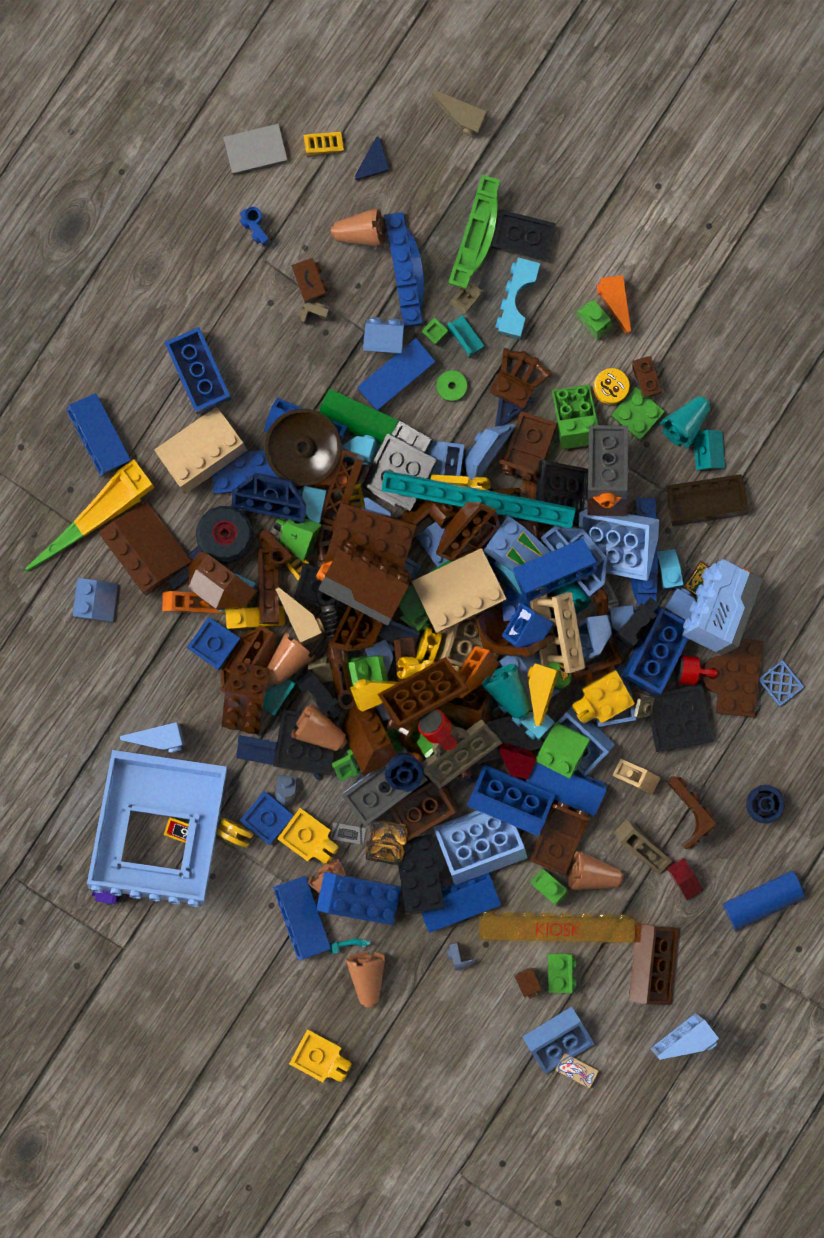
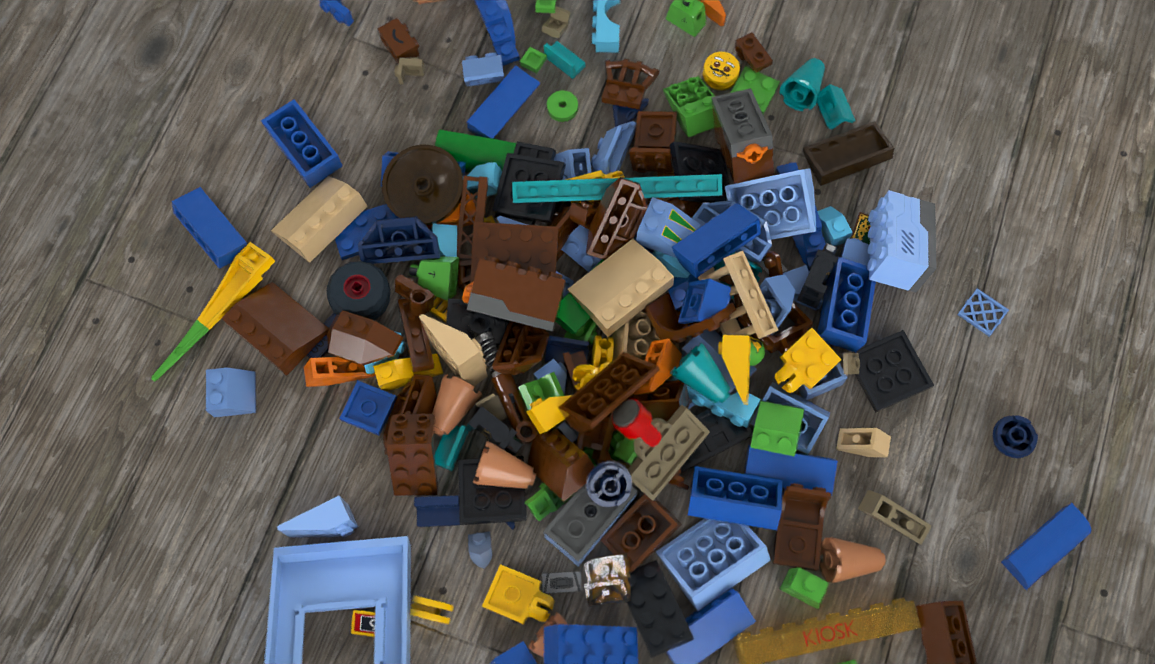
camera: 10 degrees left, 15 degrees down
(266, 818) = (465, 585): blue plate -> none
(517, 760) = (729, 453): dark red slope -> none
(684, 878) = (951, 541): dark red slope -> none
(702, 815) = (949, 464): reddish brown bracket -> none
(730, 676) = (926, 314): reddish brown plate -> none

